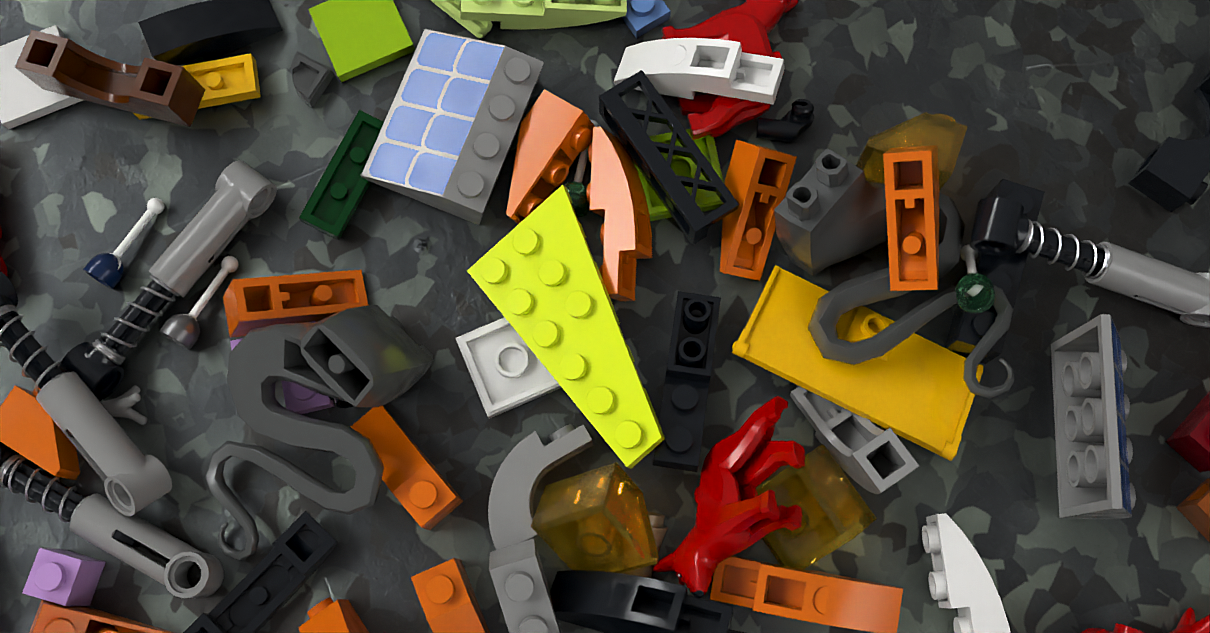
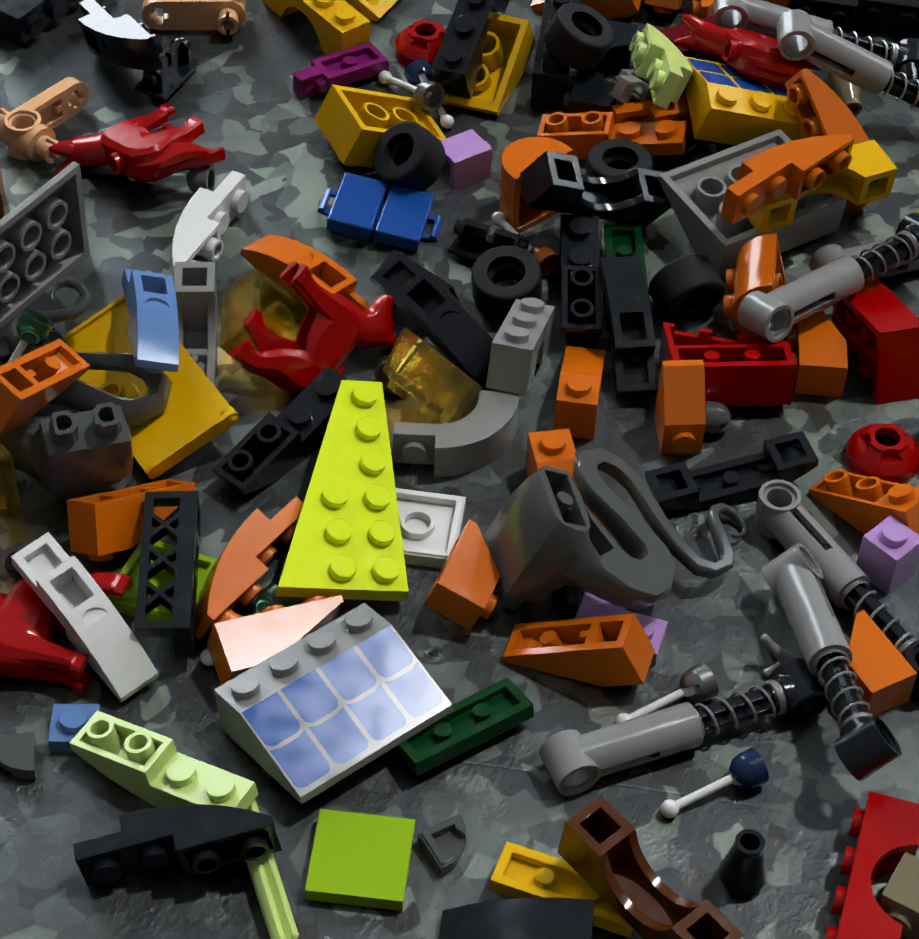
camera: 155 degrees left, 30 degrees down
(68, 177) = (744, 865): none -> black cone
(426, 306) = (466, 580): none -> orange slope
(890, 391) = (152, 320): none -> medium blue slope

